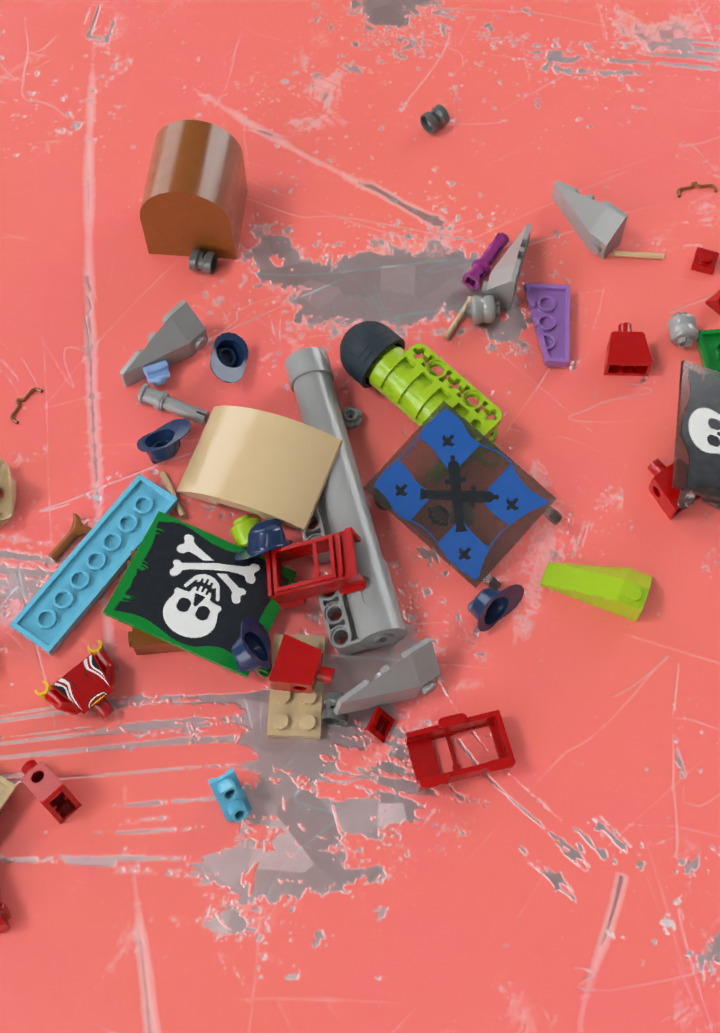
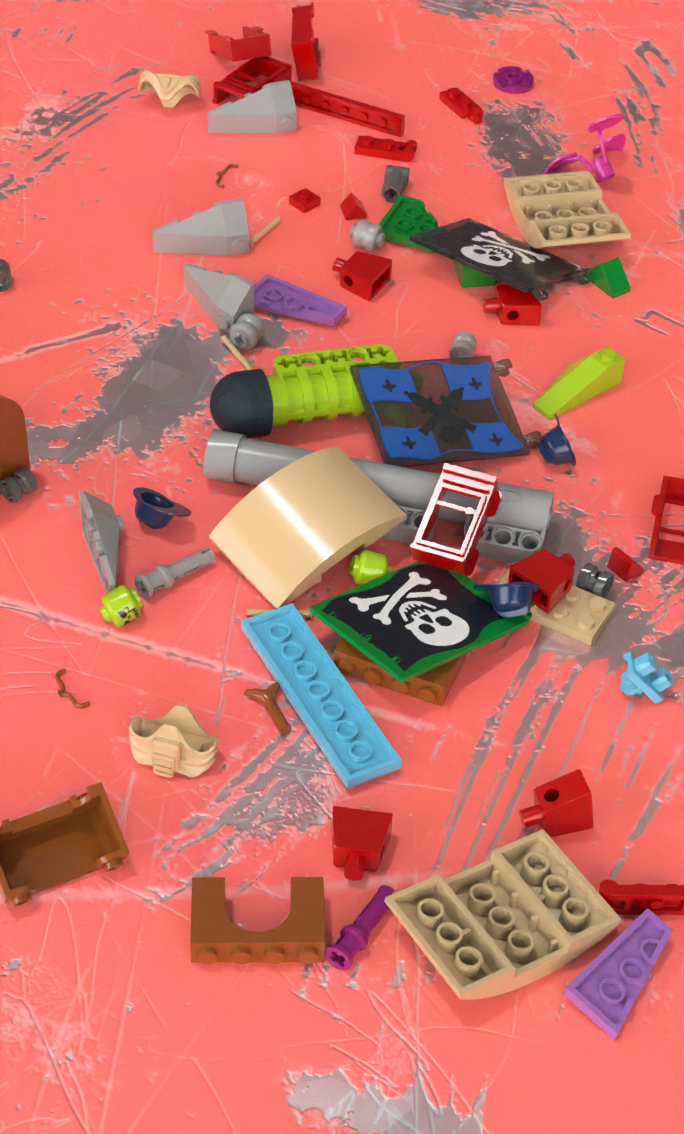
camera: 65 degrees left, 20 degrees down
(84, 686) = (459, 742): red torso -> none
(113, 390) = (121, 606): none -> lime head
(157, 373) = (129, 567): light blue plate -> none
(164, 441) = (218, 584): dark blue piece -> none
(263, 538) = (399, 547): dark blue piece -> none
(410, 677) = (595, 520): light grey wedge -> none
(482, 266) = (197, 315): magenta pin -> none
(578, 474) = (463, 345): none -> light grey wheel

